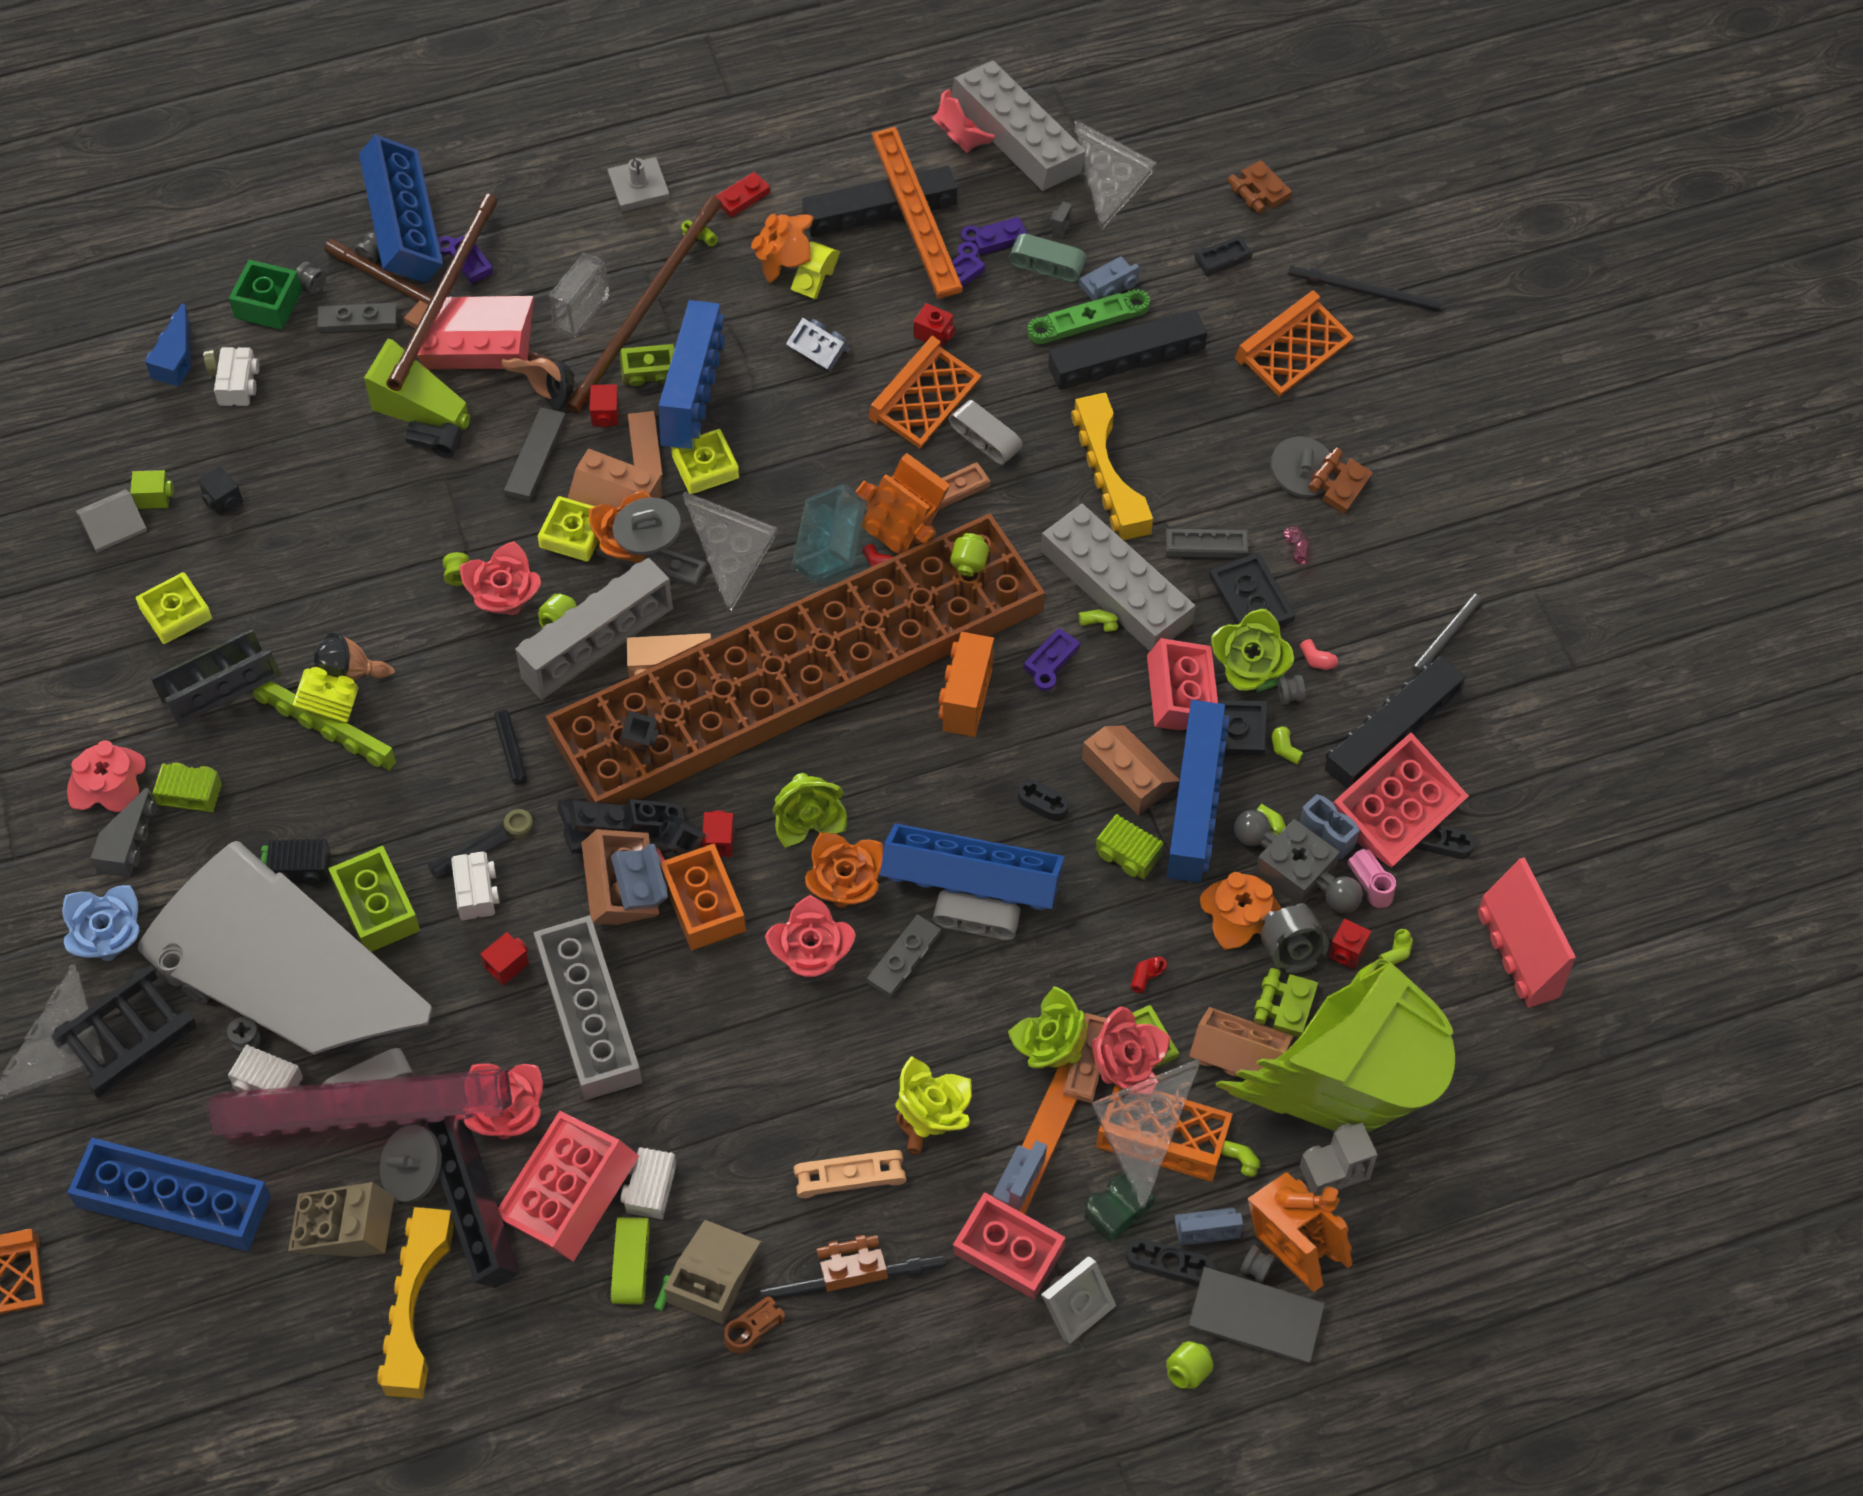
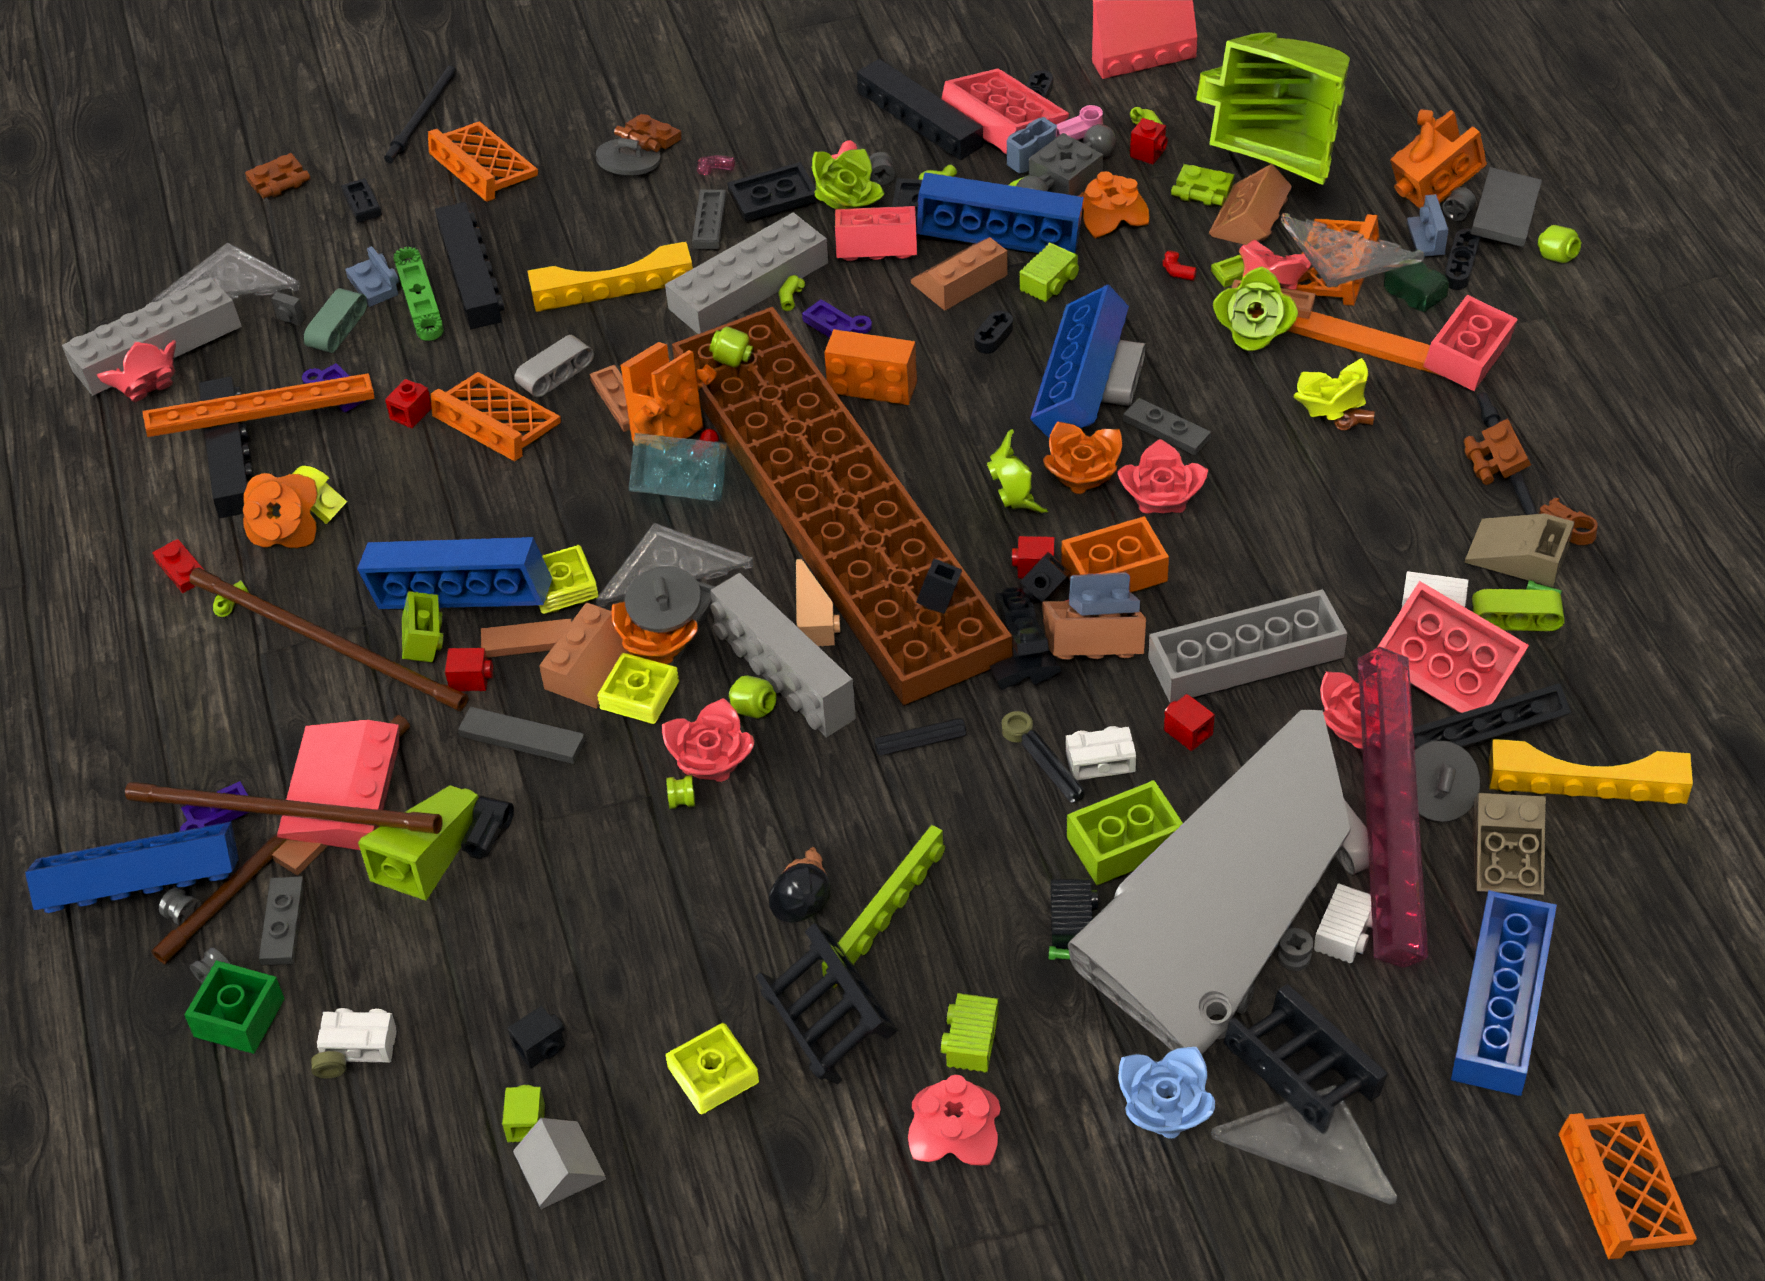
camera: 85 degrees left, 10 degrees down
(121, 839) = (1045, 1092): dark grey slope -> none
(172, 354) = (302, 1108): blue slope -> none
(326, 694) = (859, 888): neon yellow brick -> none
(548, 378) = (431, 712): piece -> none
(579, 294) = (309, 686): clear brick -> none
(638, 184) = (138, 657): light grey tile -> none
(817, 344) = (414, 494): bracket -> none
(849, 1173) = (1404, 459): light nougat plate -> none
(995, 235) = (291, 361): dark purple hinge -> none
(1020, 1175) = (1401, 331): sand blue bracket -> none
(1078, 1299) = (1515, 301): light grey tile -> none
(1245, 1155) = (1360, 208): lime arm -> none
(1294, 938) = (1148, 165): dark grey brick -> none
(1342, 1163) = (1359, 147): light grey brick -> none
(1448, 632) = (822, 81): dark grey bar -> none

